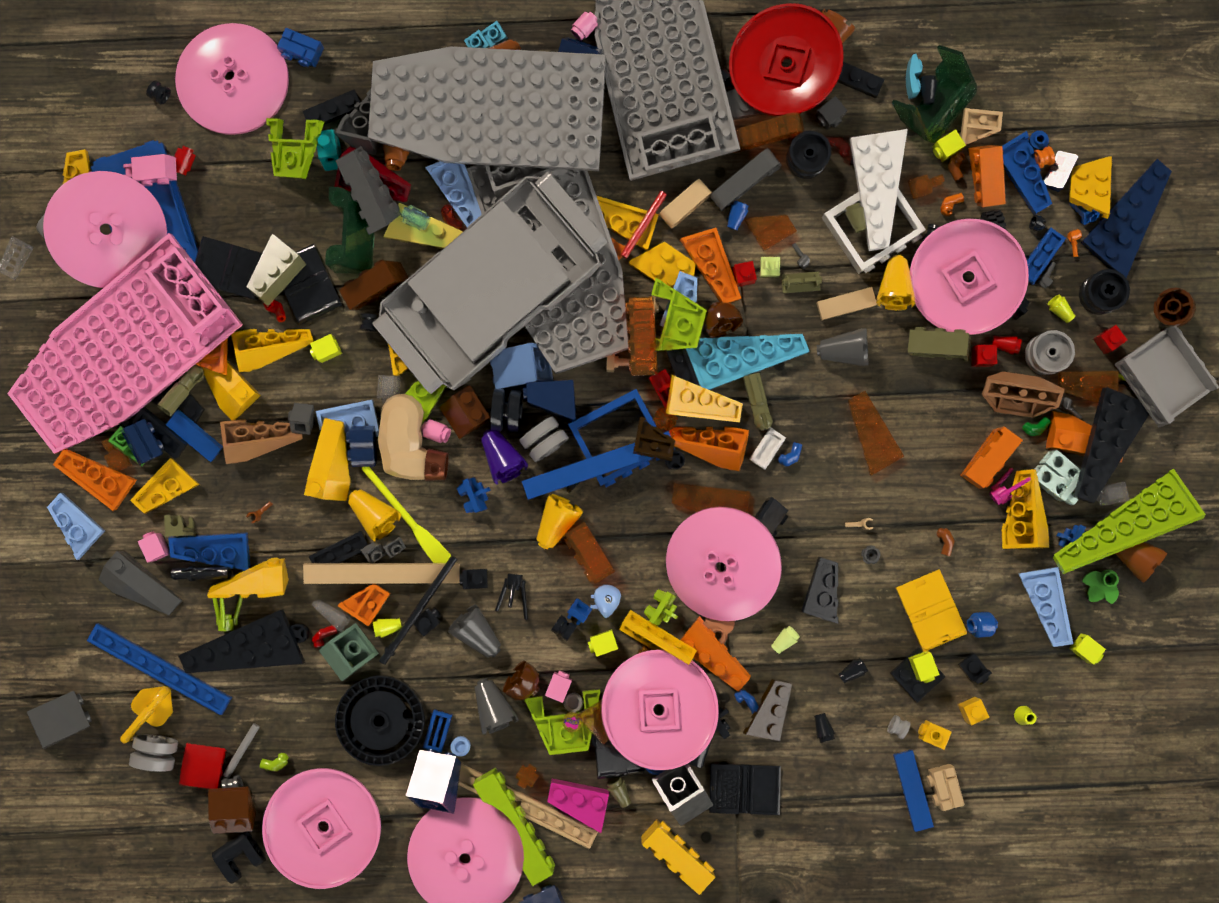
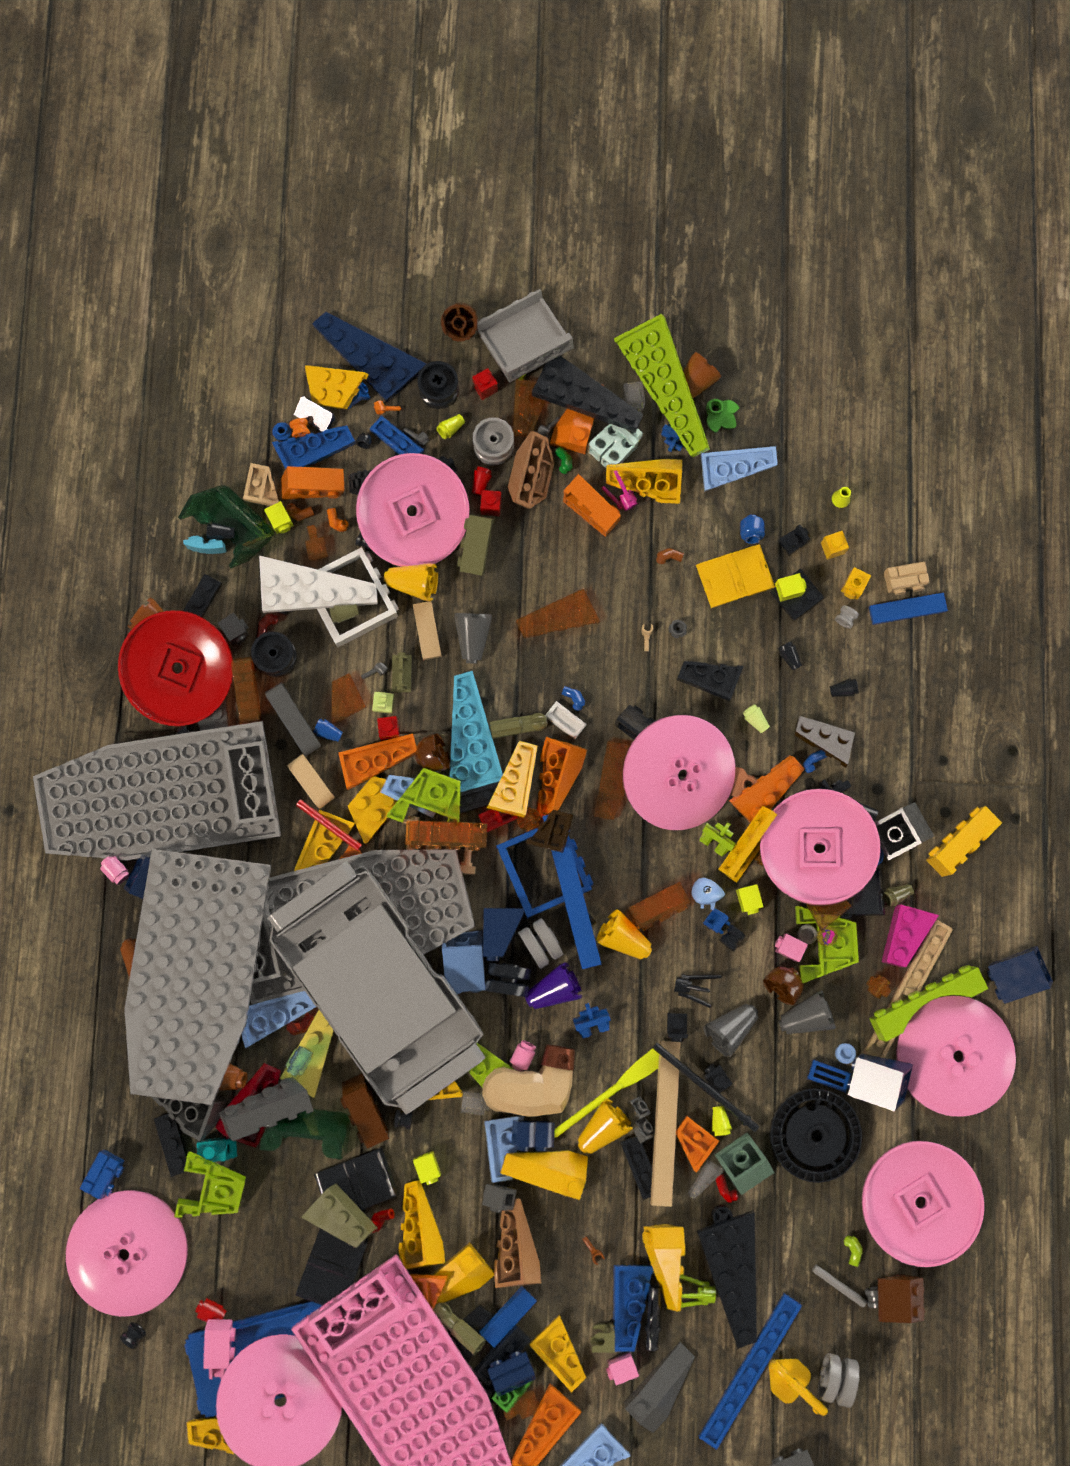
camera: 85 degrees left, 5 degrees down
(202, 766) = (854, 1328): red slope -> none
(226, 853) = (939, 1299): black connector -> none
(465, 412) = (505, 1024): reddish brown slope -> none
(488, 37) = (115, 973): medium azure slope -> none
(678, 458) = (573, 809): black wheel -> none
(745, 789) = (899, 770): black piece -> none
(1087, 649) = (781, 433): neon yellow brick -> none

